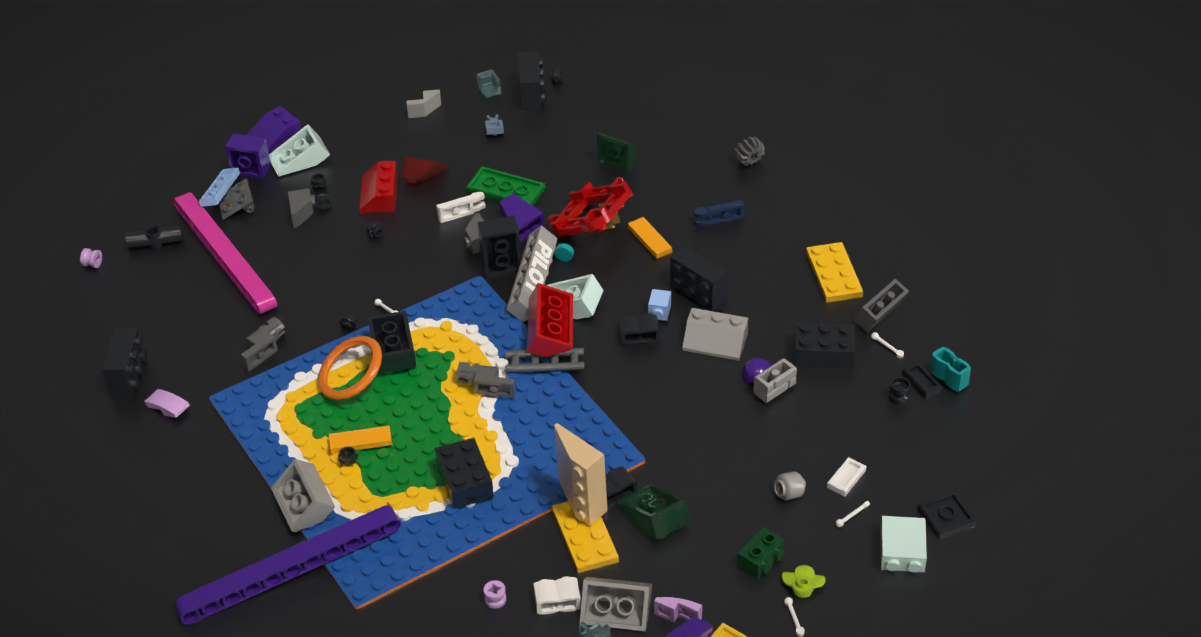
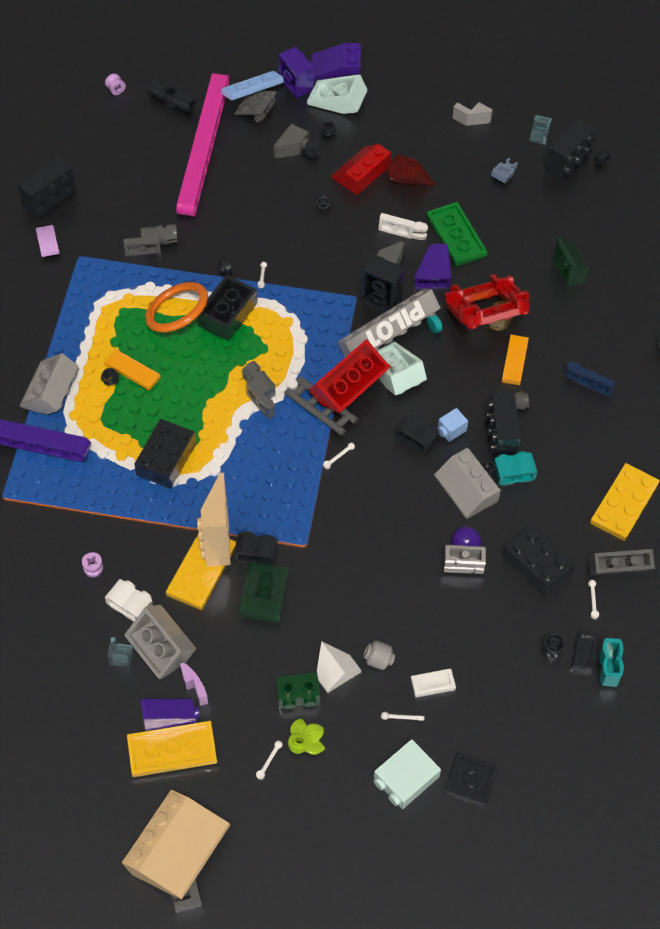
camera: 40 degrees right, 15 degrees up
(594, 396) = (327, 464): none -> white hinge
(737, 300) = (515, 468): none -> teal brick
(767, 516) = (335, 667): none -> white slope

